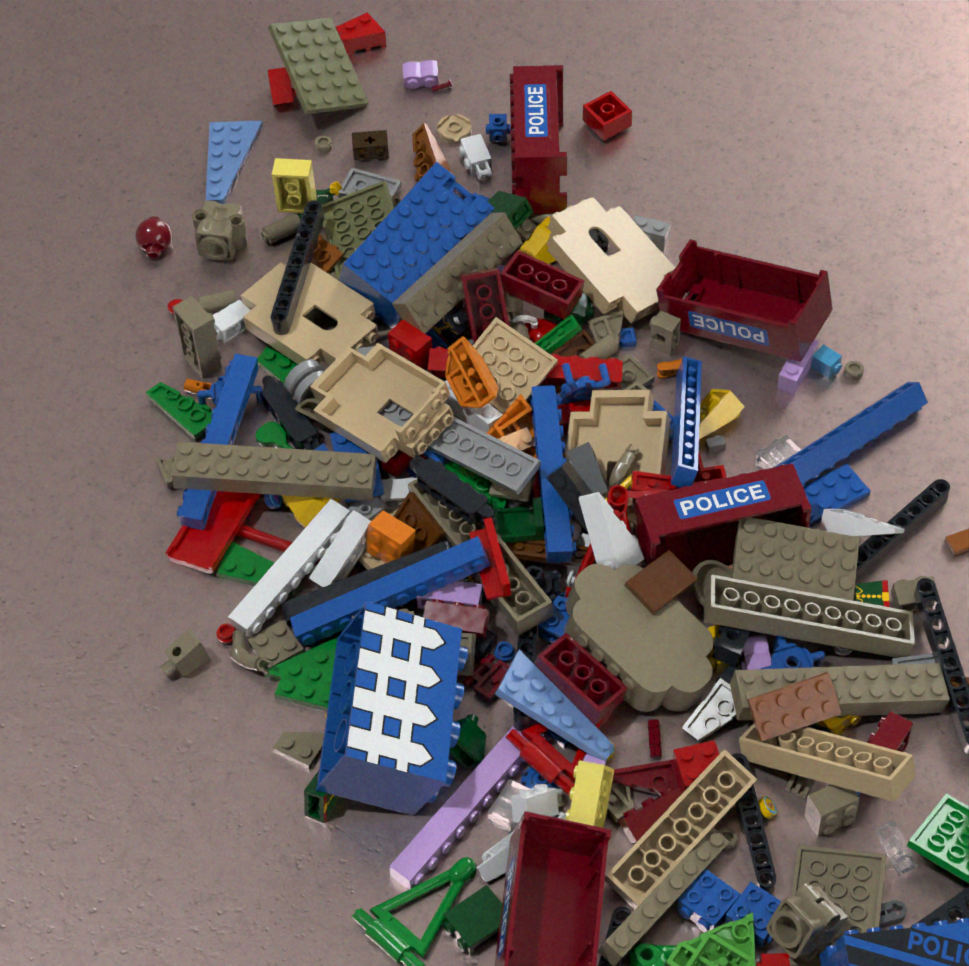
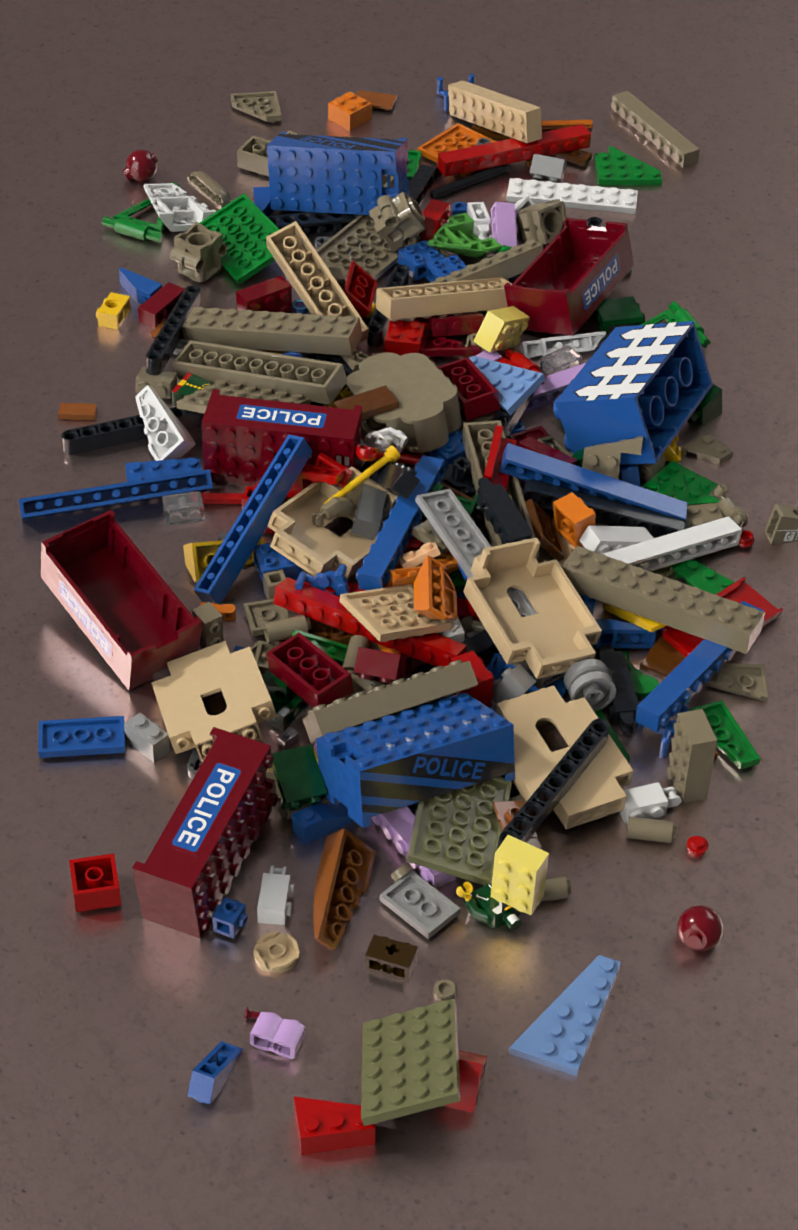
camera: 160 degrees left, 10 degrees down
(219, 230) = (620, 897): dark tan piece -> none
(448, 41) = (212, 1072): none -> blue slope
(537, 800) = (543, 345): white brick -> none
(702, 220) = (81, 736): none -> blue plate
(789, 810) = (360, 289): none -> red slope
(794, 706) = (312, 308): dark orange plate -> none

